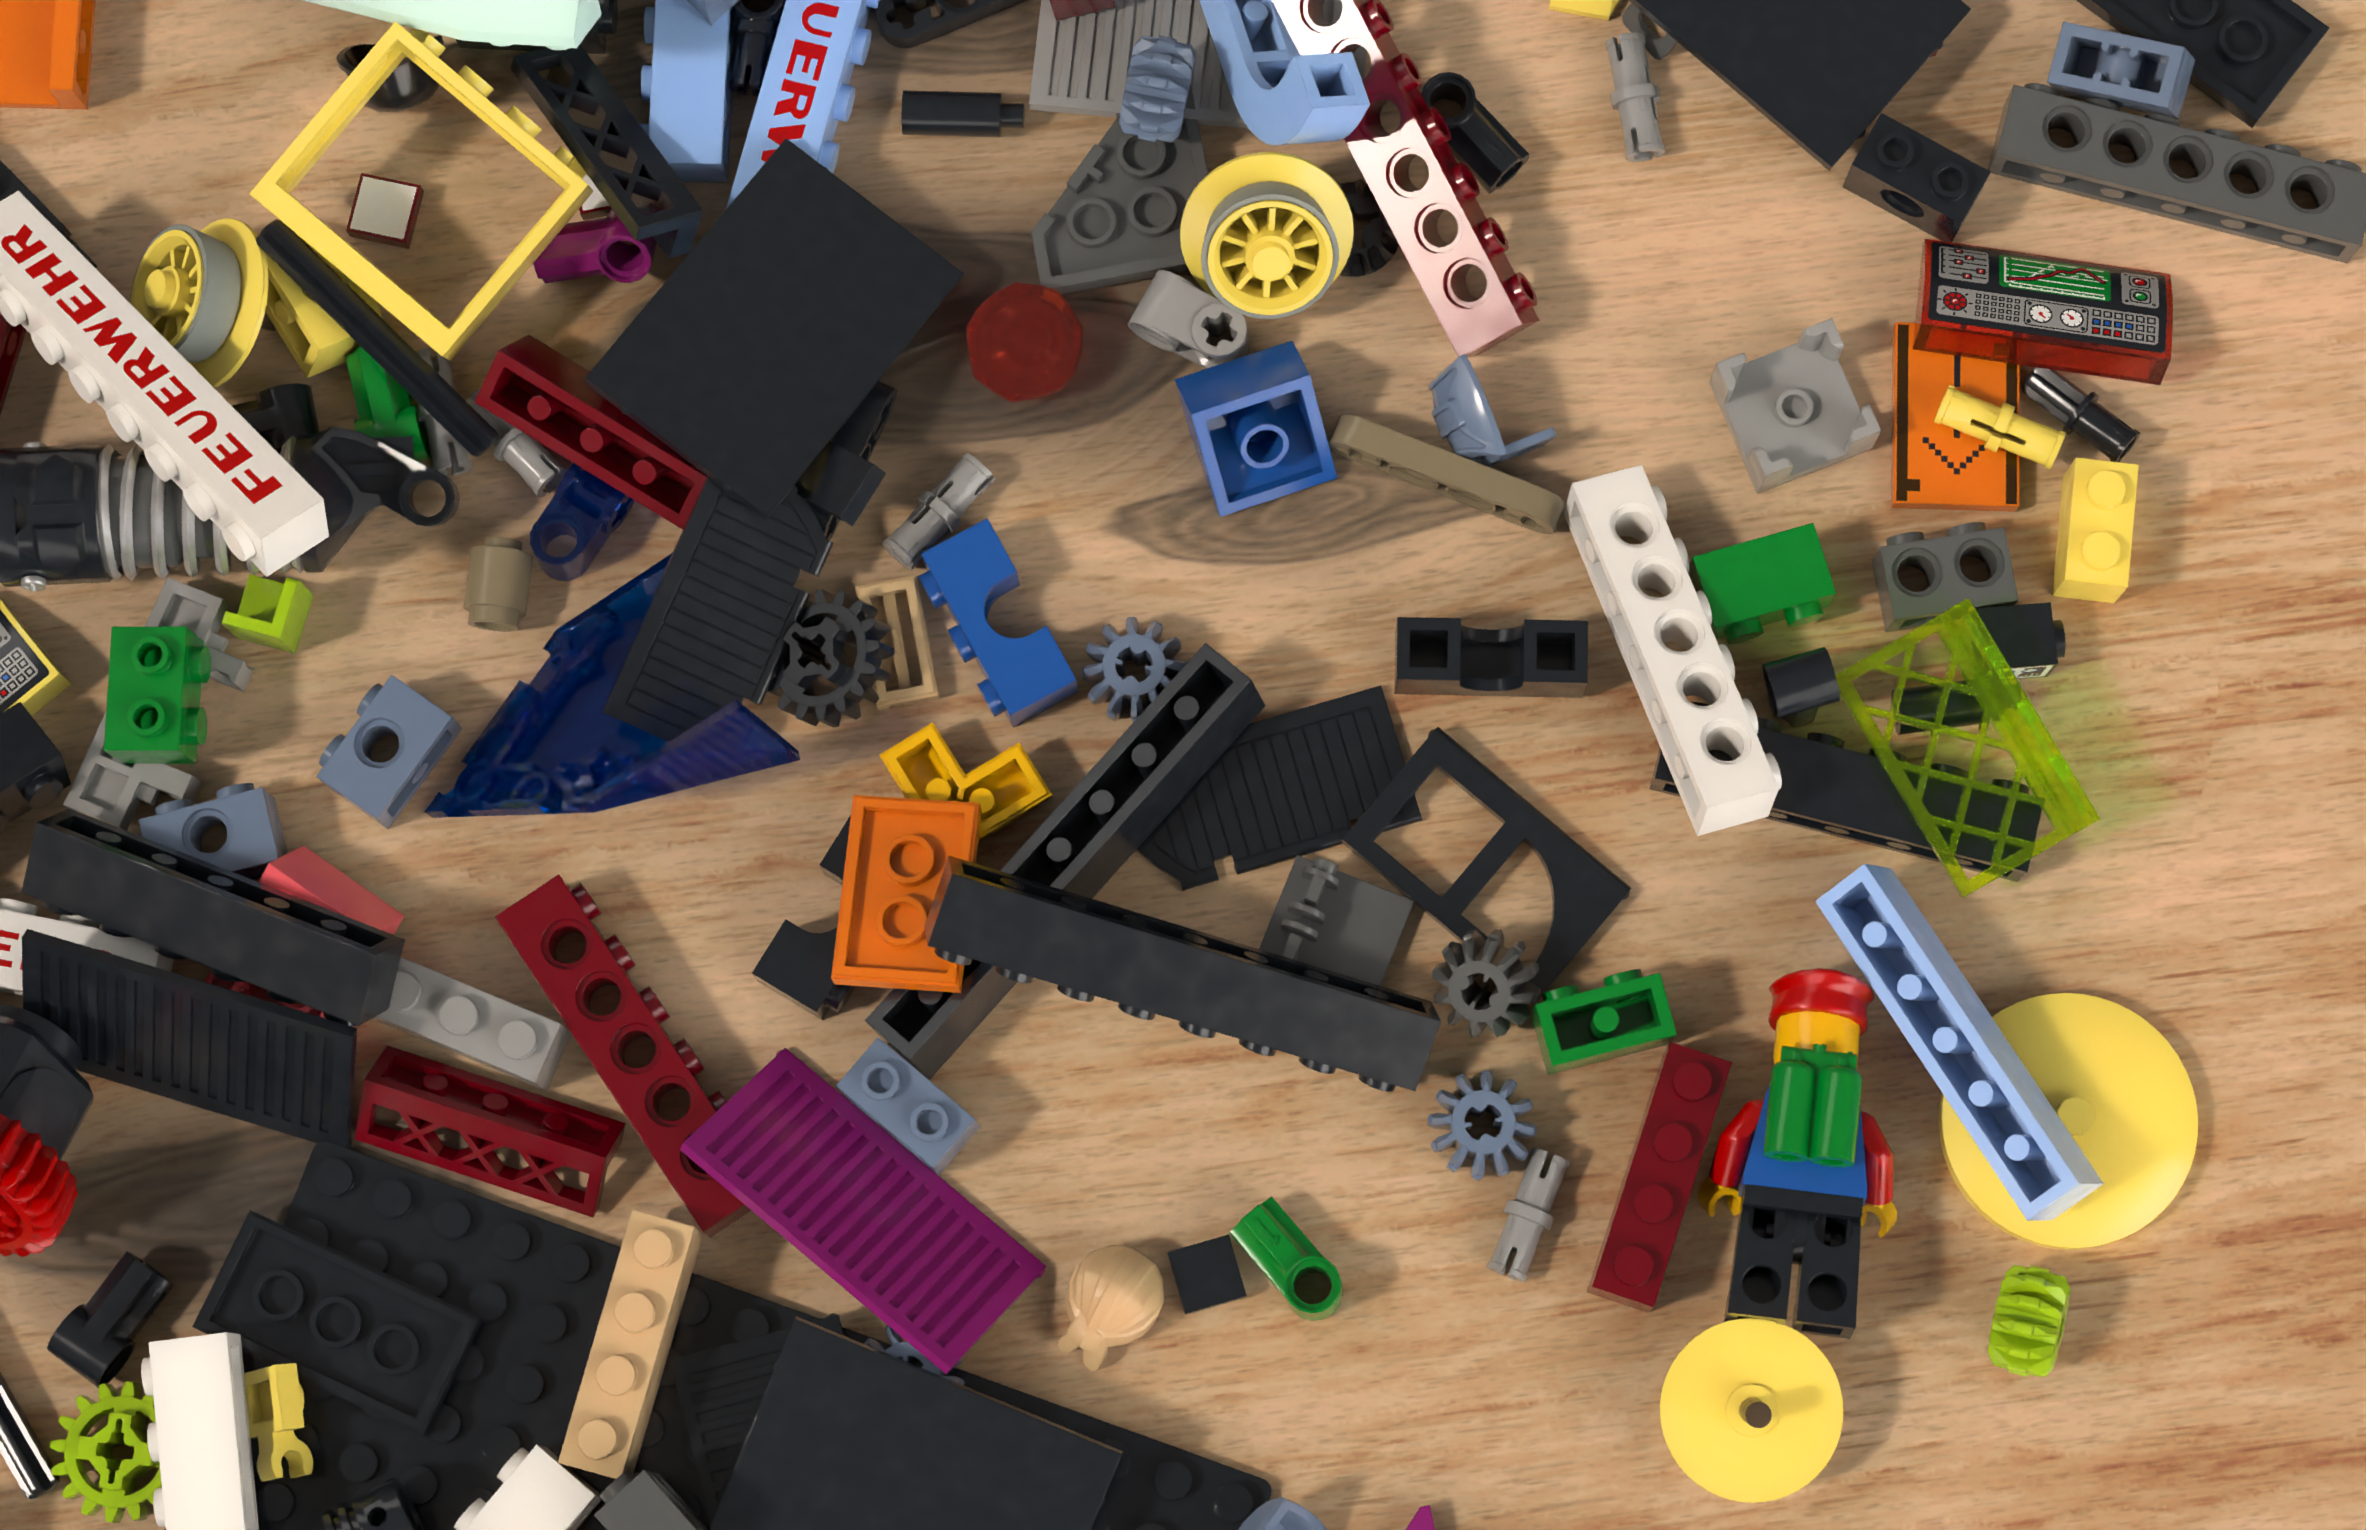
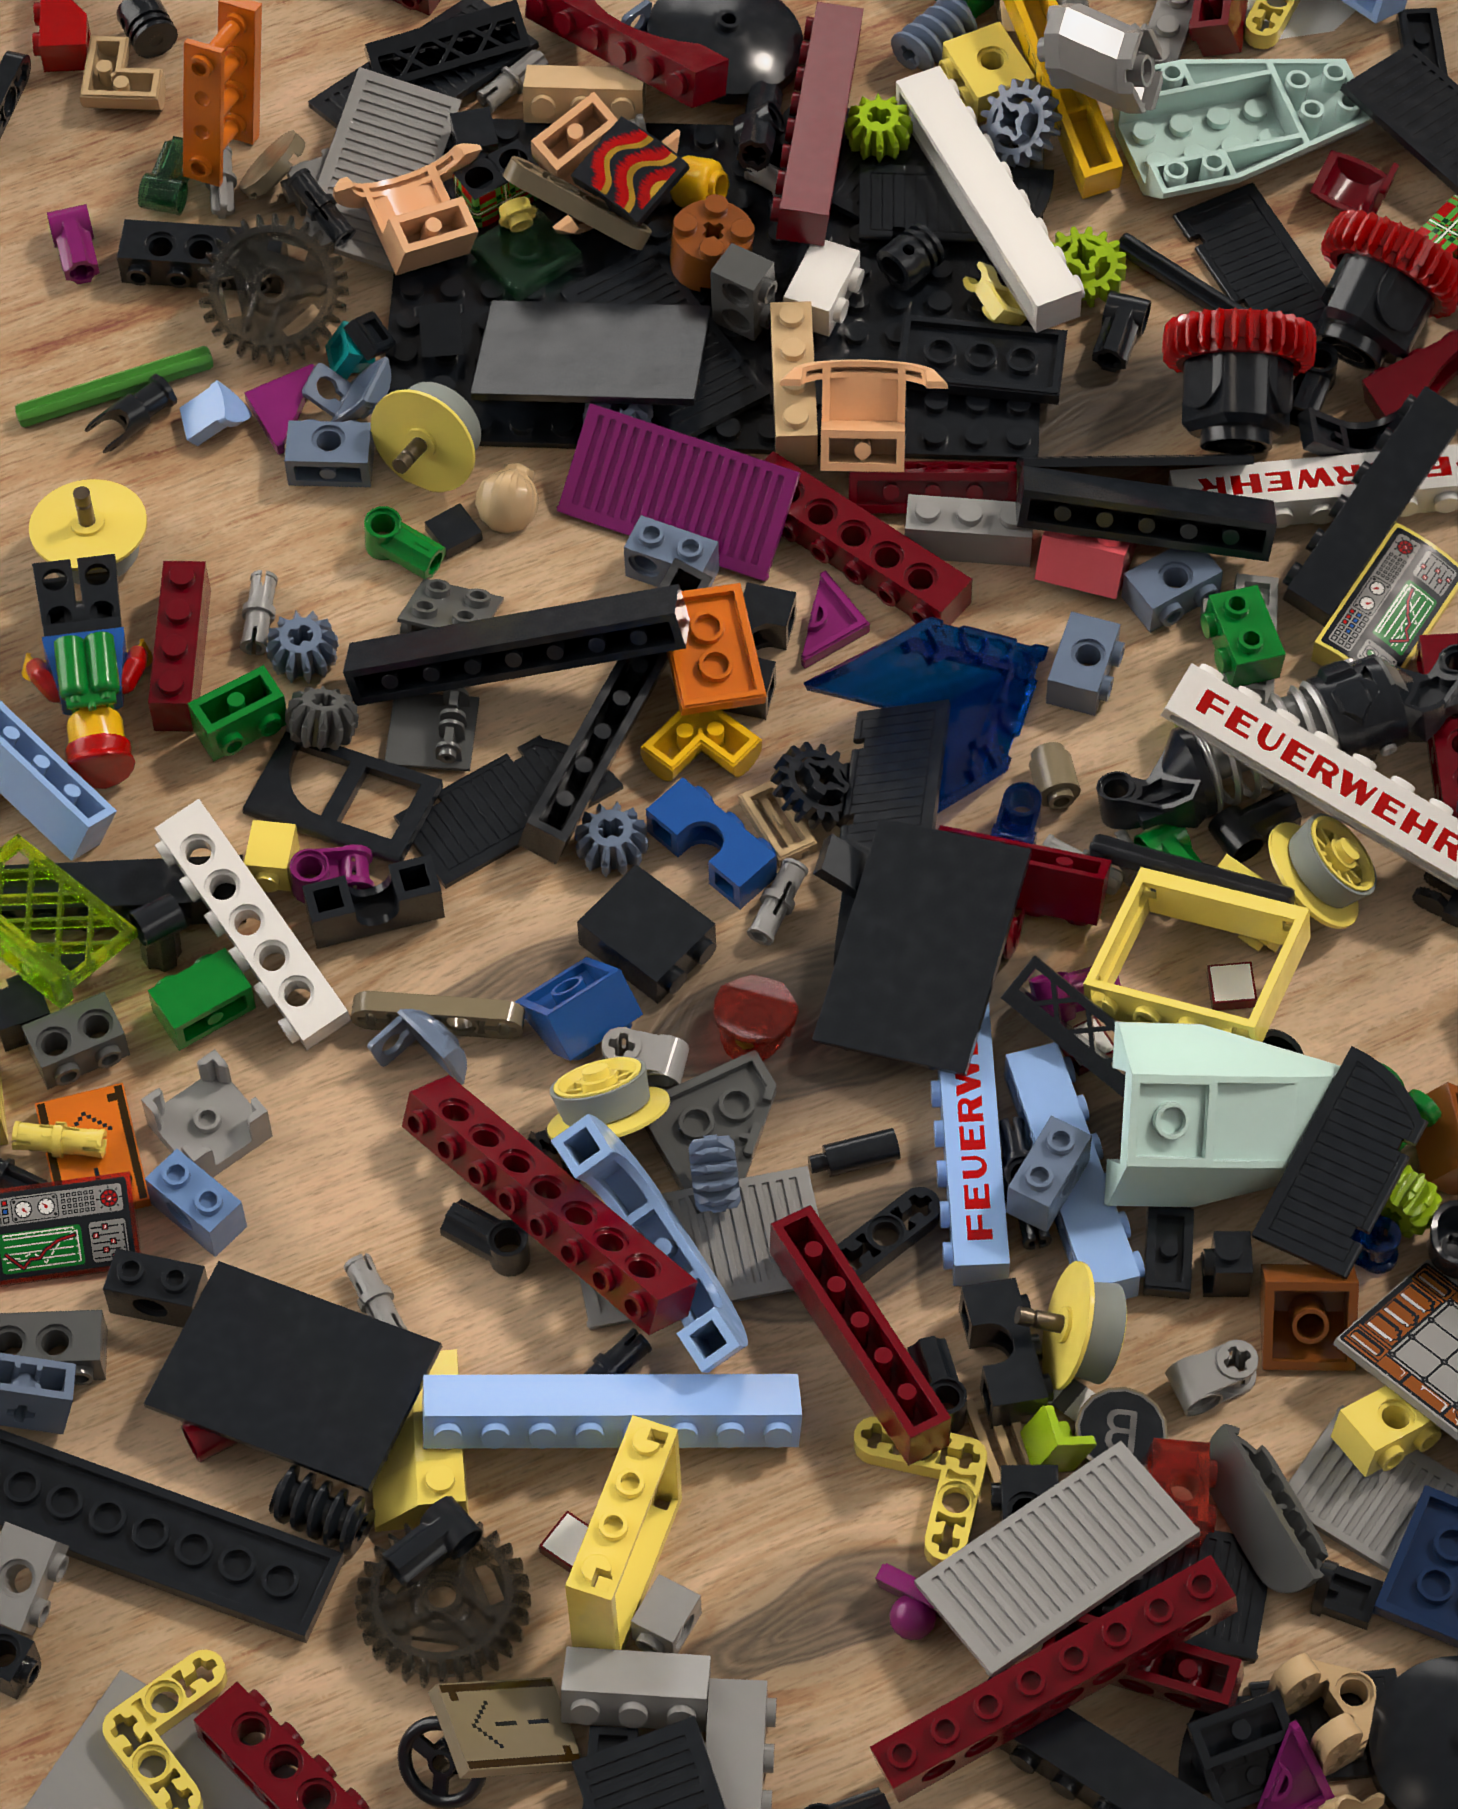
camera: 160 degrees right, 20 degrees down
(550, 1235) = (863, 410): none -> light nougat piece
(712, 945) = (832, 622): none -> magenta tile
(1130, 507) = (647, 934): none -> black brick
(1201, 1415) = (427, 435): none -> light yellow piece
(1251, 1123) = (442, 604): none -> dark grey hinge
(1393, 1460) = (311, 462): none -> sand blue brick
(1527, 732) = (329, 864): none -> magenta piece
(1611, 786) = (270, 853): none -> light yellow brick
(1838, 283) = (196, 1202): none -> medium blue brick

